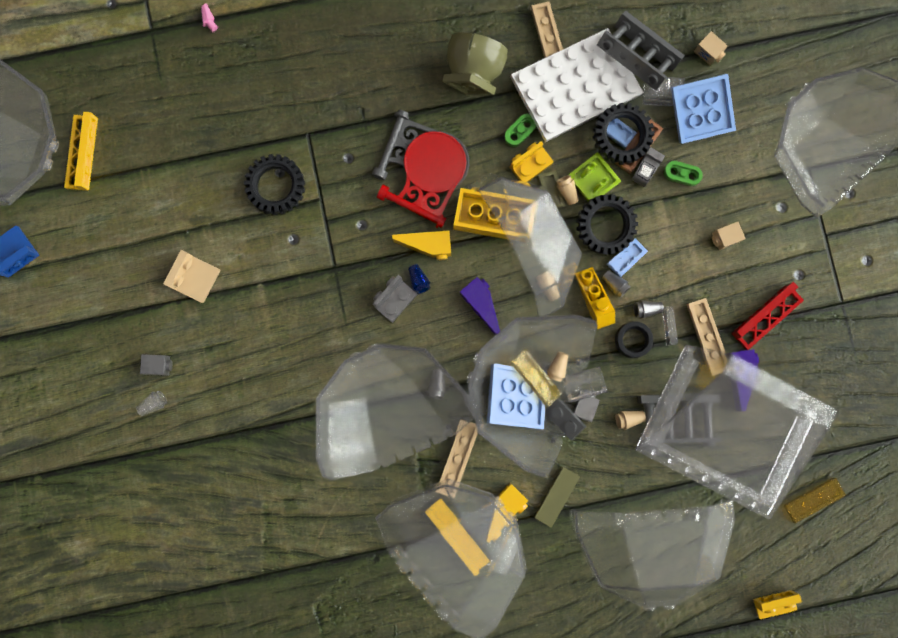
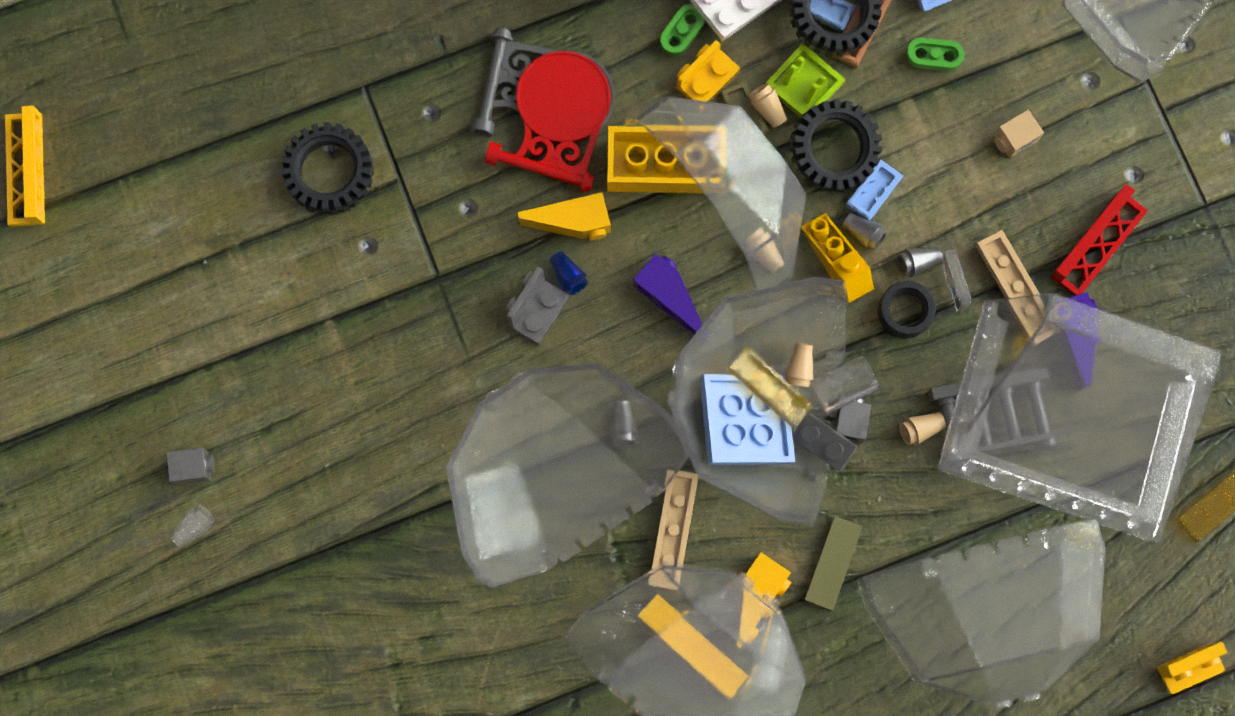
camera: 10 degrees left, 5 degrees down
(191, 276) = (224, 325): tan bracket -> none
(648, 167) = (881, 53): flat silver leg -> none

